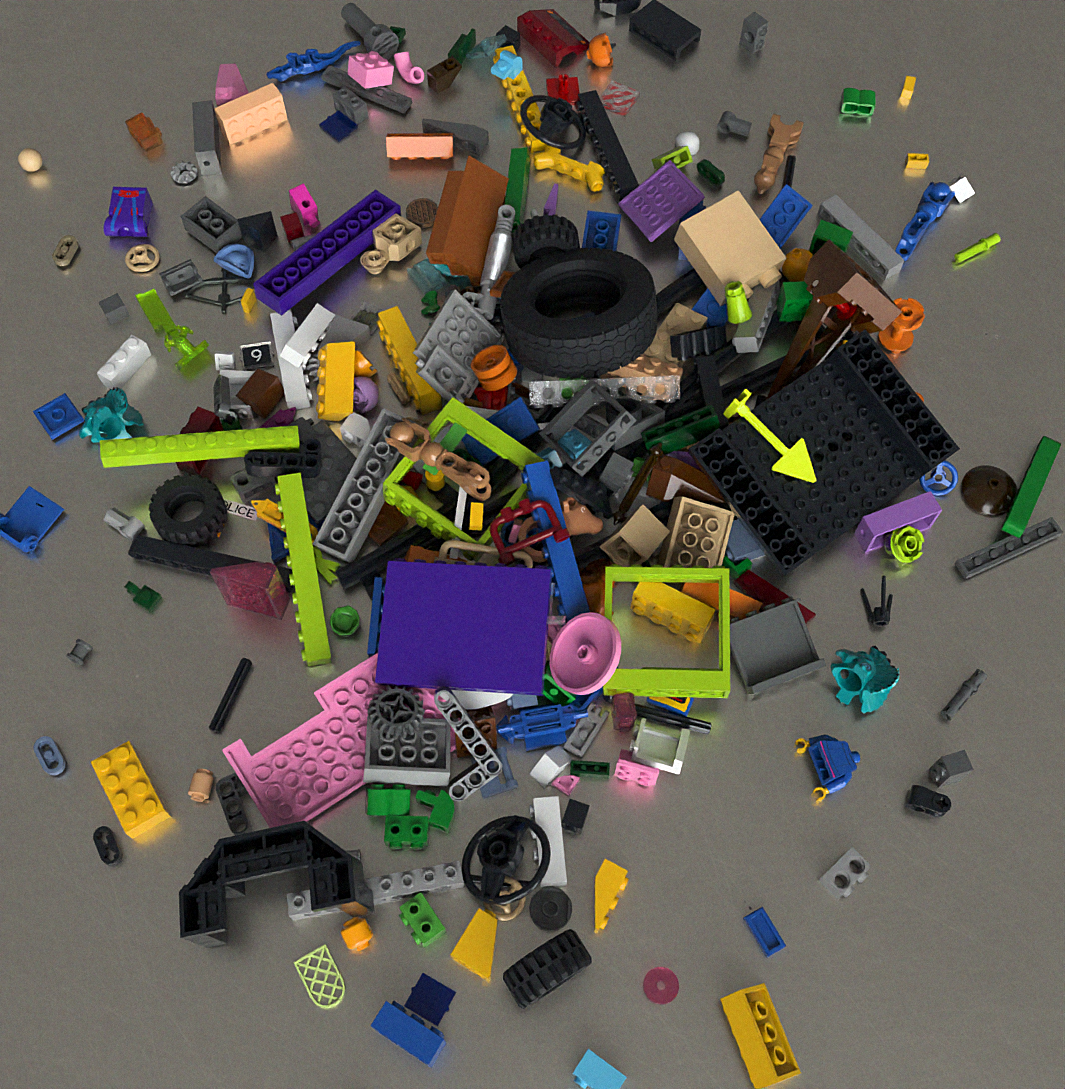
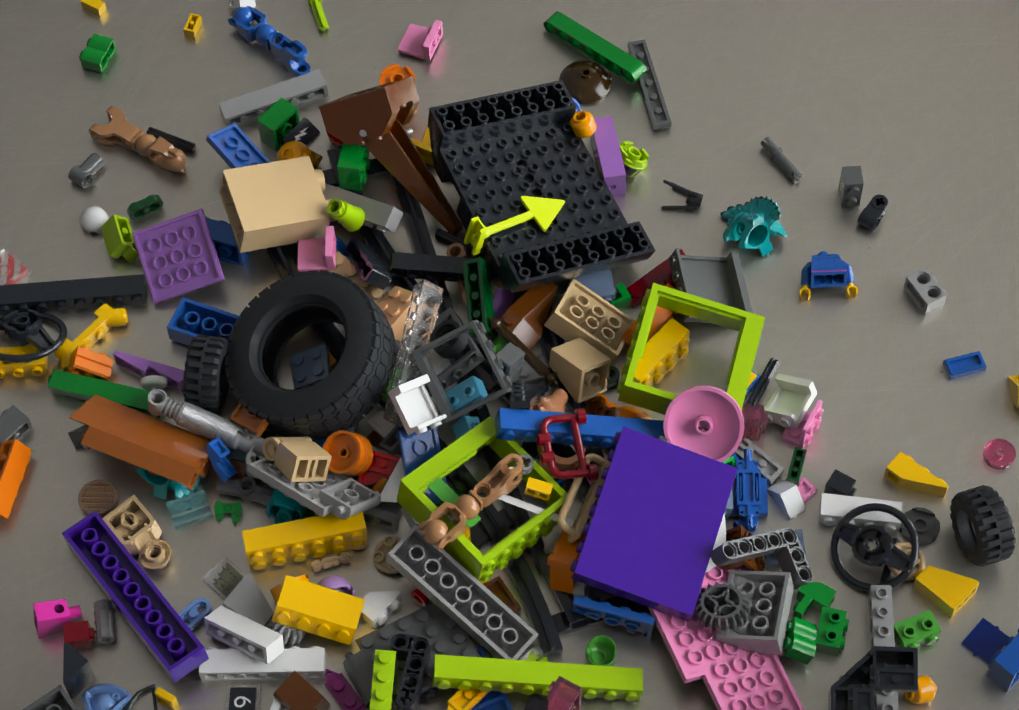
camera: 75 degrees left, 5 degrees down
(329, 300) = (191, 613): none -> medium blue plate
(466, 276) = (217, 453): none -> blue slope
(475, 328) = (298, 458): none -> tan piece
(500, 493) = (529, 460): none -> light grey bush
(539, 171) = (90, 363): none -> orange brick
(543, 401) = (415, 406): none -> white panel
(696, 299) = (318, 253): none -> bright pink bracket
(917, 482) = (583, 124): none -> light orange head
(976, 338) = (421, 41): none -> bright pink bracket

